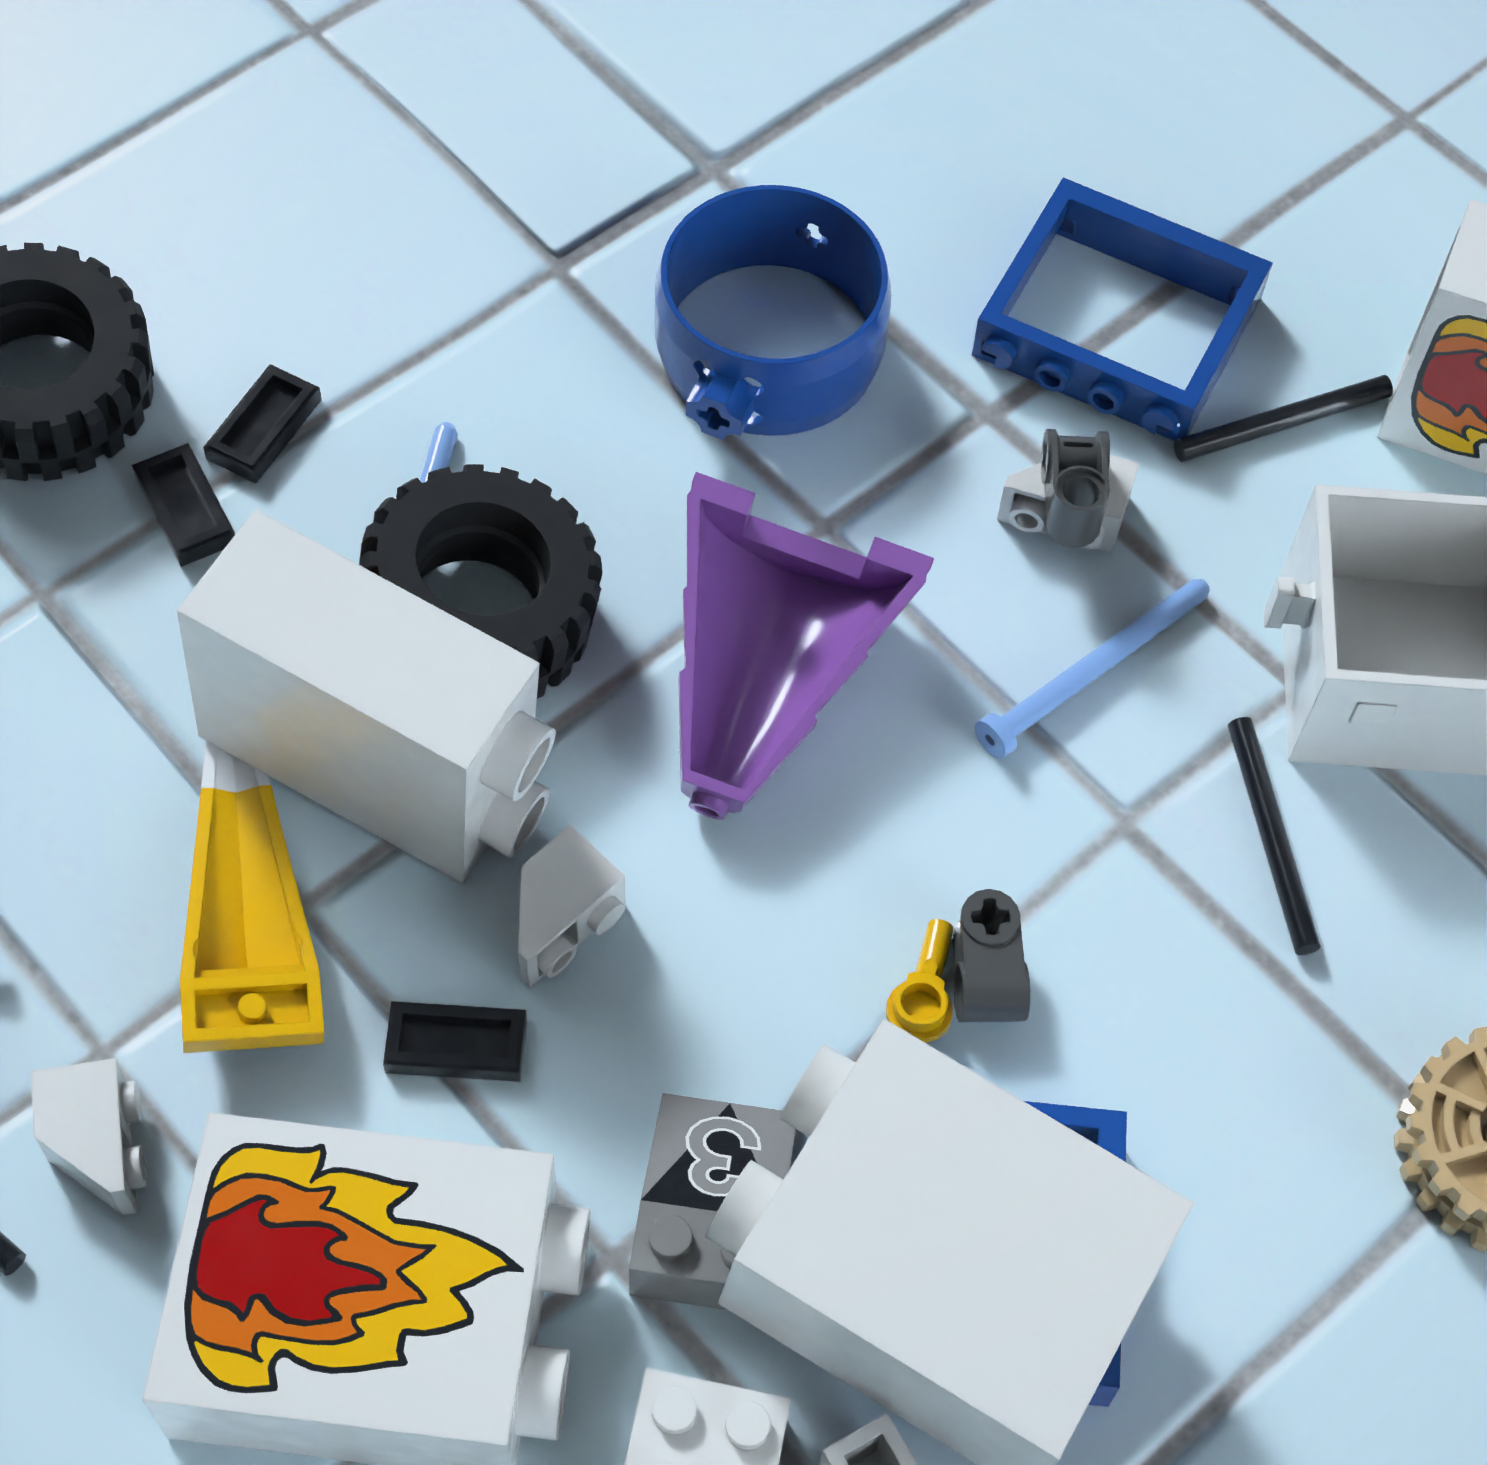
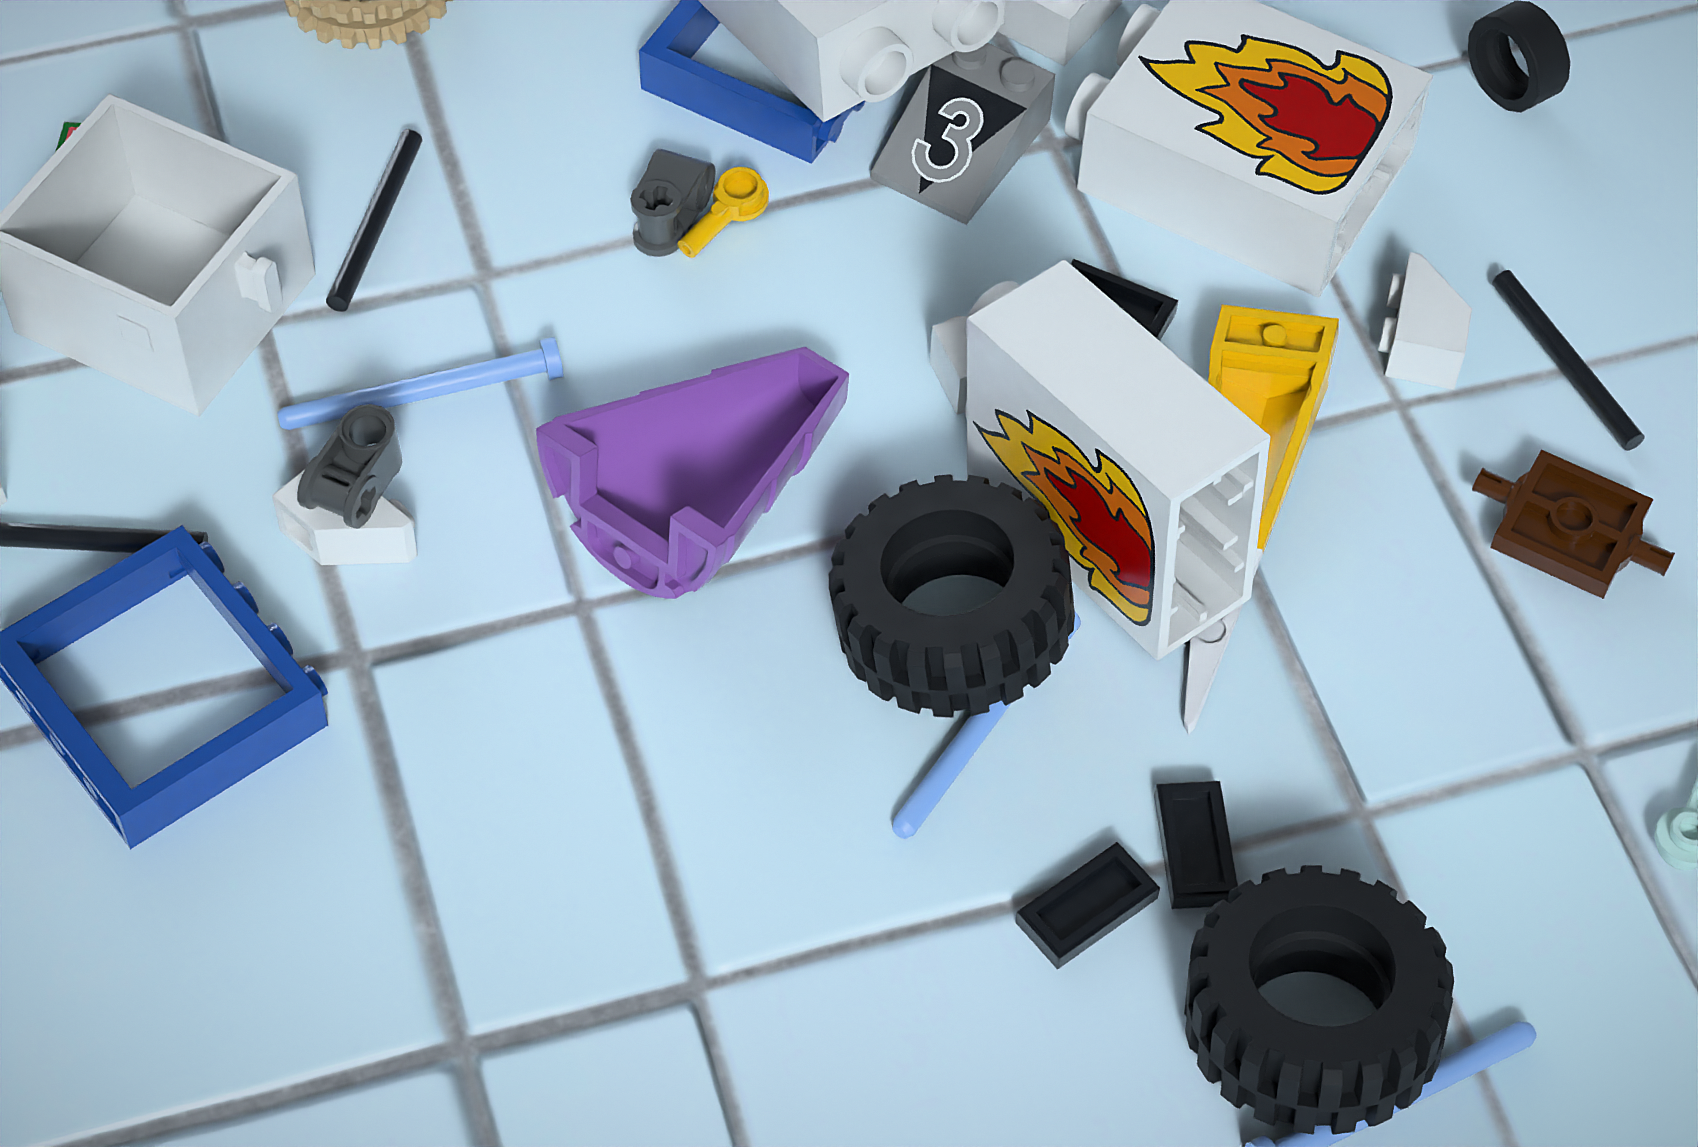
camera: 155 degrees left, 5 degrees down
(761, 229) = (517, 678): blue cylinder -> none

